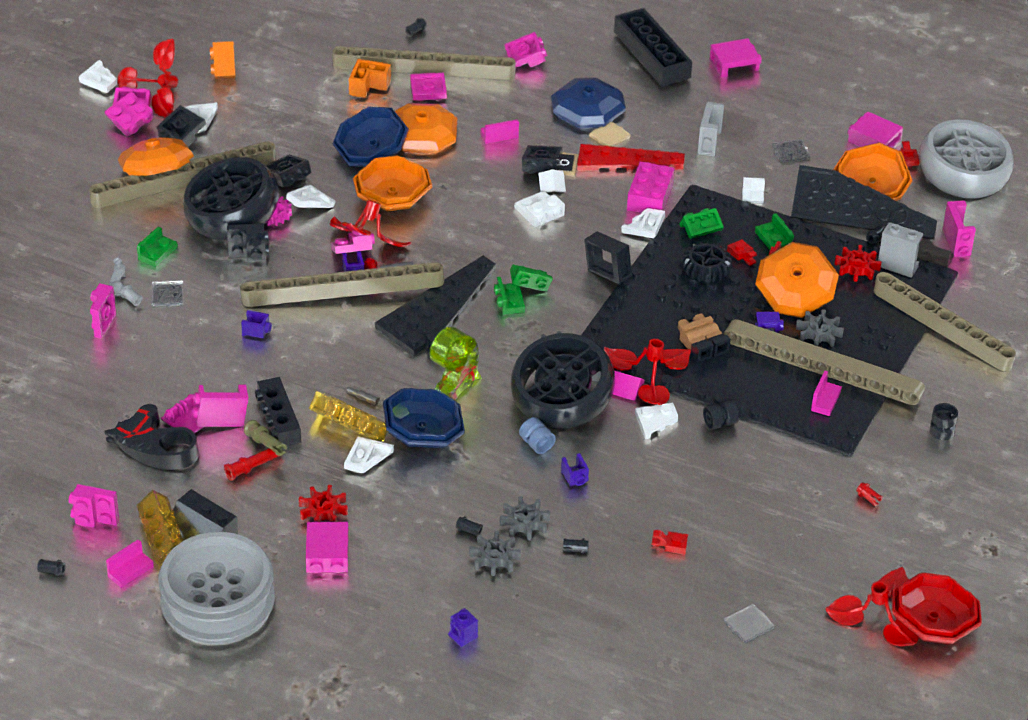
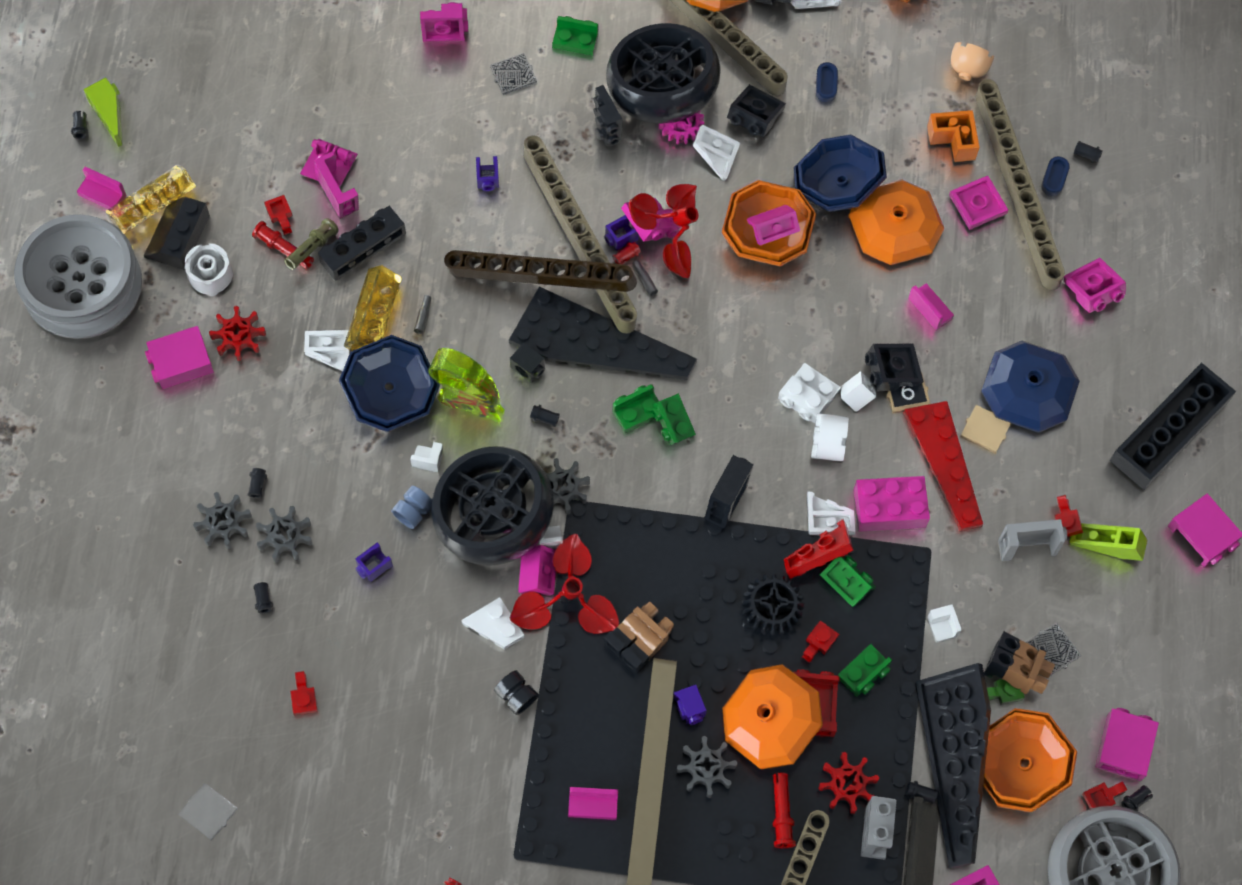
camera: 70 degrees right, 25 degrees up
(50, 542) = (106, 104): none -> lime slope
(94, 506) = (156, 125): dark pink plate -> none
(124, 291) = (496, 23): light grey pin -> none
(149, 445) = (272, 137): black animal -> none
(219, 455) = (279, 211): none -> red plate
(253, 507) = (208, 269): none -> white brick
(280, 132) = (826, 82): none -> dark blue tile
(311, 55) = (970, 61): none -> light nougat cylinder
(369, 307) = (548, 276): none -> dark brown beam
(400, 169) = (774, 224): none -> dark pink panel
(423, 45) = (1055, 176): none -> dark blue tile
(463, 627) = (102, 520): dark purple window -> none
(486, 350) = (544, 415): none -> black pin
(497, 419) = (428, 458): none -> white panel
(586, 199) = (830, 437): none -> white brick
(675, 222) = (827, 548): none -> red wing
(696, 114) = (1069, 518): none -> red plate
(728, 93) = (1112, 541): none -> lime slope
(788, 164) = (1019, 664): none -> medium nougat hips
(876, 302) = (783, 822): none -> red pin
(914, 141) = (1137, 798): none -> black pin

